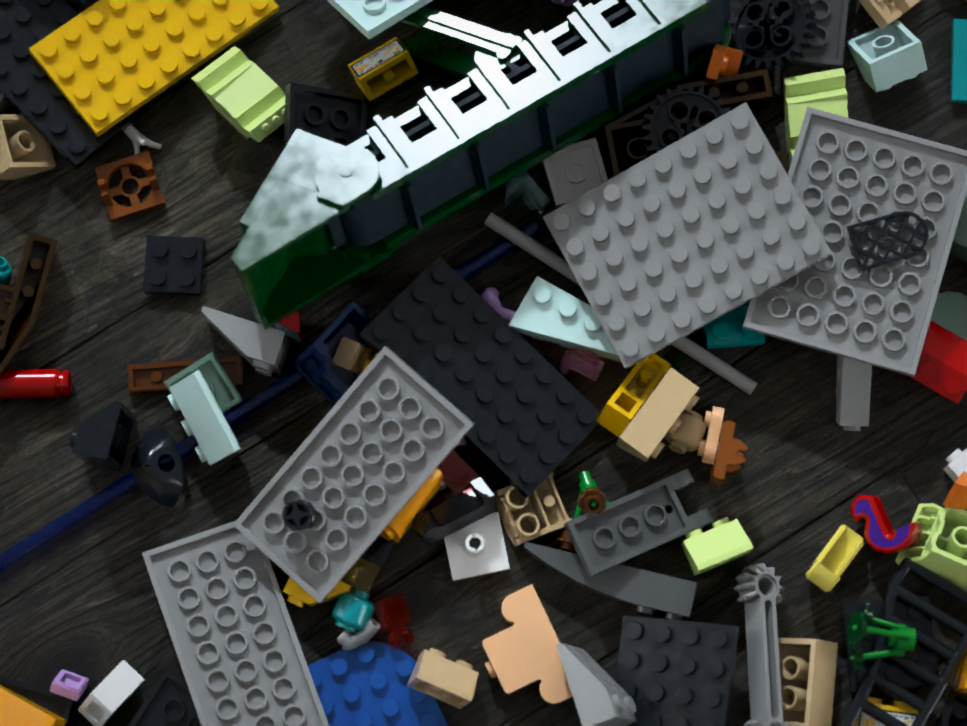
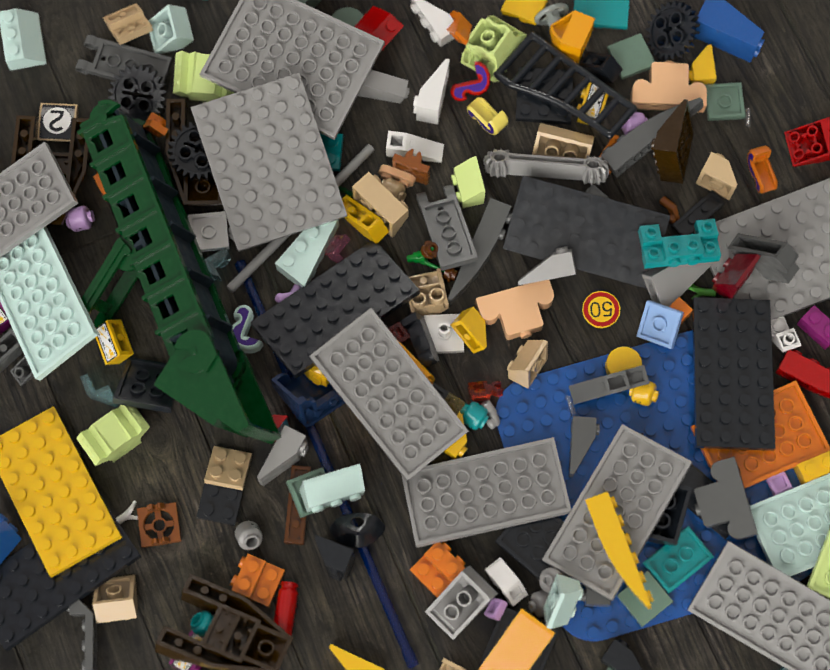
camera: 85 degrees left, 5 degrees down
(69, 336) = (257, 580): none -> orange plate
(73, 634) = (461, 602): none -> light grey slope
(118, 593) = (438, 568): none -> orange plate
(127, 312) = (248, 535): none -> light grey head
(214, 268) = (228, 468): none -> tan plate
(292, 515) = (413, 431): black wheel -> none
(308, 52) = (103, 395): none -> clear light blue slope
(351, 355) = (306, 388): tan slope -> none
(430, 245) = (243, 316): none -> light aqua animal
(485, 585) = (471, 329): none -> yellow slope
(762, 453) = (401, 143): none -> white slope
(847, 466) = (431, 95): none -> white slope
(851, 229) = (310, 59): black window -> none
(899, 637) = (536, 101): plant -> none

